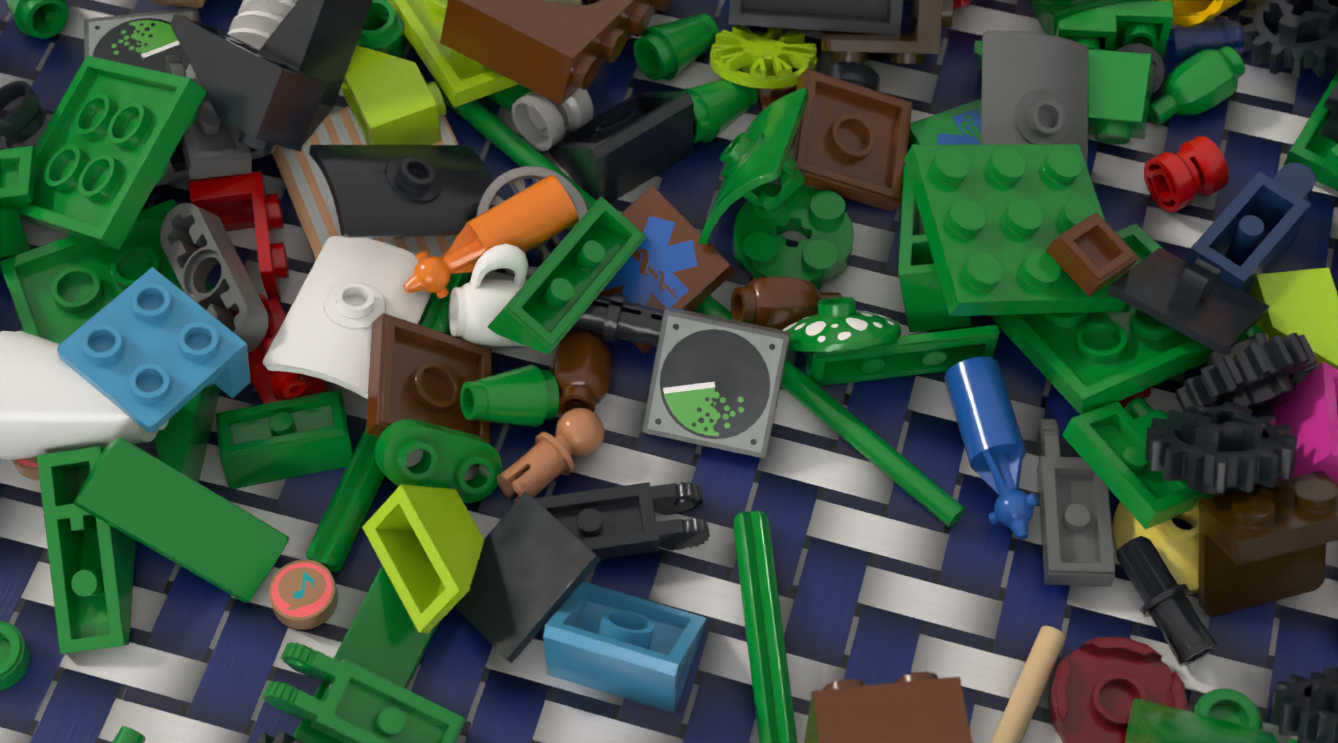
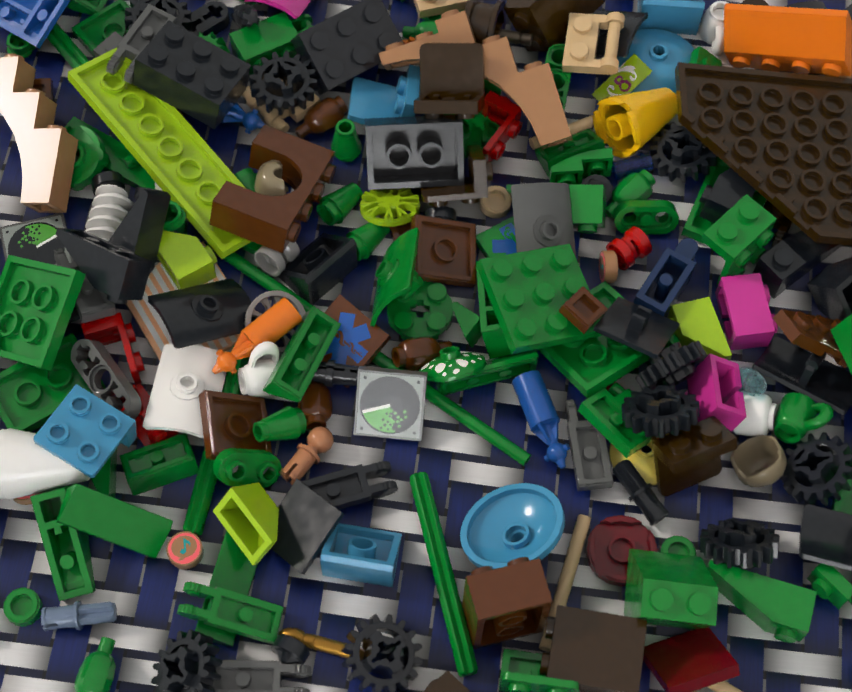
camera: 10 degrees left, 5 degrees up
(87, 683) = (77, 615): none -> sand blue axle
(878, 263) = (468, 322): none -> green slope
(916, 617) = (512, 525): none -> dark azure dish
(952, 75) = (498, 202): none -> tan tile
(1145, 199) = (608, 266): none -> medium nougat tile
(1221, 122) = (645, 216): none -> green plate

